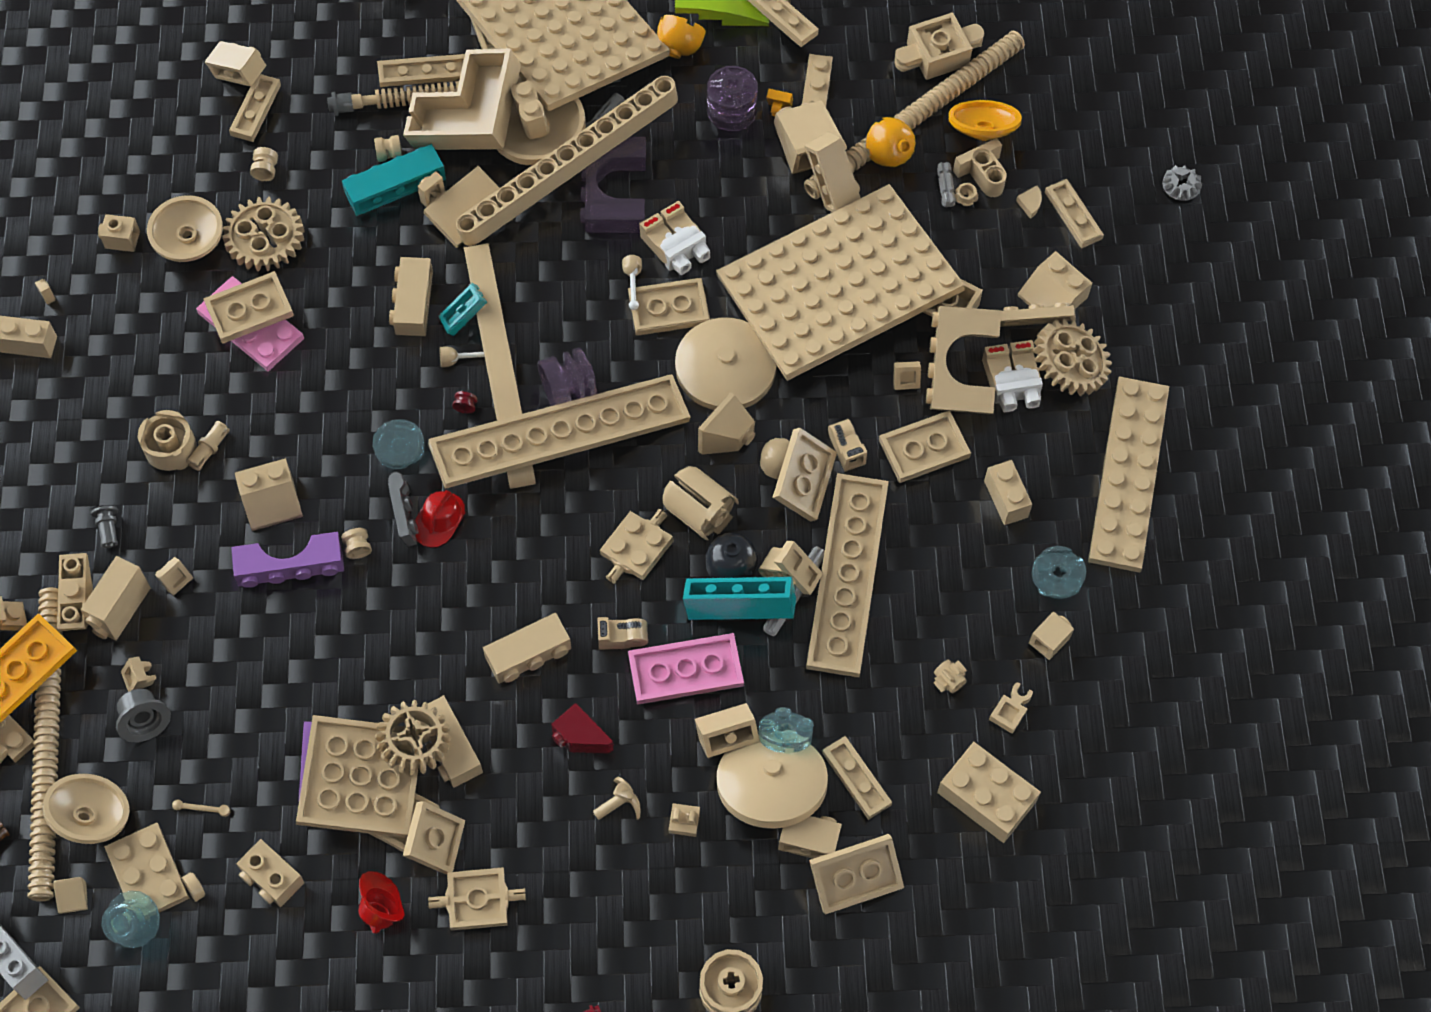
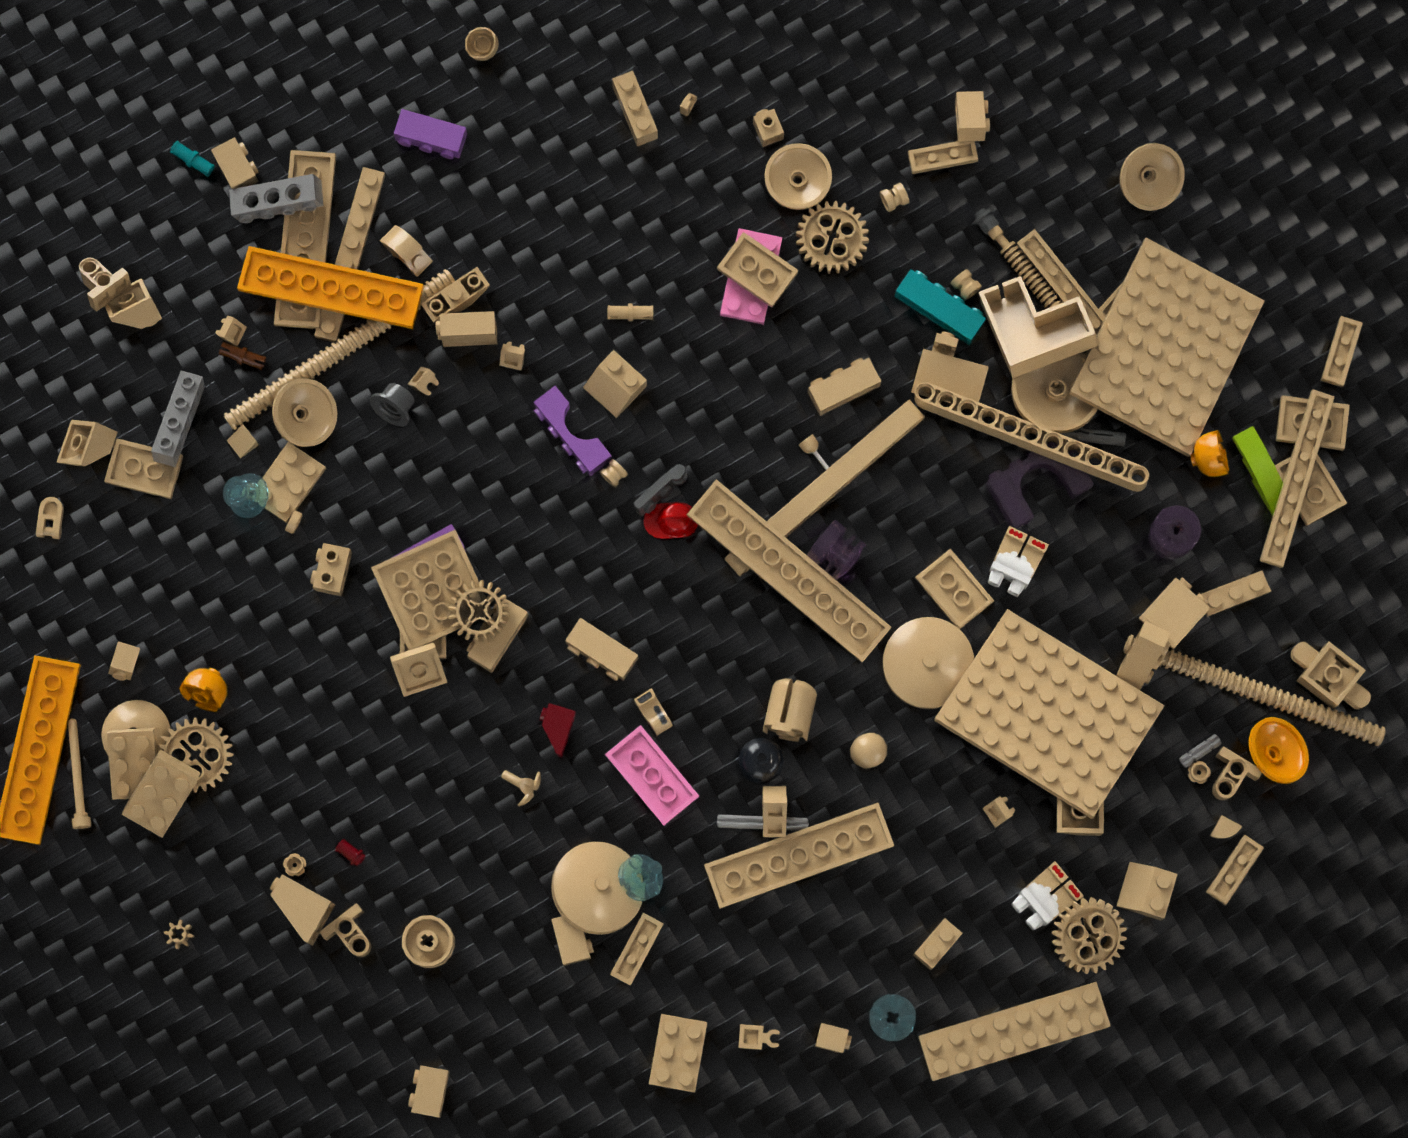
camera: 60 degrees right, 15 degrees up
(106, 524) = (524, 281): dark grey pin -> none
(167, 440) = (622, 272): tan brick -> none
(223, 810) = (360, 506): tan hinge -> none
(379, 901) = (354, 658): red piece -> none
(398, 443) = (714, 452): clear light blue tile -> none
(462, 309) = (849, 435): teal tile -> none
(464, 402) = (776, 482): dark red bush -> none
(477, 899) = (394, 725): tan plate -> none
(530, 109) = (1060, 377): tan brick -> none
(632, 267) = (970, 541): hinge -> none
(636, 545) = (732, 682): tan plate -> none
(684, 820) = (535, 840): tan tile -> none
(726, 428) = (866, 697): tan slope -> none
(727, 730) = (617, 833): tan brick -> none
(739, 598) = (726, 785): teal brick -> none
(778, 100) = (1198, 571): light orange tile -> none
(804, 474) = (861, 778): tan plate -> none
(847, 445) = (909, 796): tan leg -> none
(856, 874) = (559, 988): tan plate -> none
(890, 142) = (1206, 685): light orange cylinder -> none
(924, 446) = (943, 858): tan plate -> none
(950, 676) = (755, 977): tan gear -> none
(951, 325) = (998, 851): tan arch -> none
(1037, 314) = (1110, 887): tan plate -> none
(1184, 191) = (1309, 951): light grey gear -> none

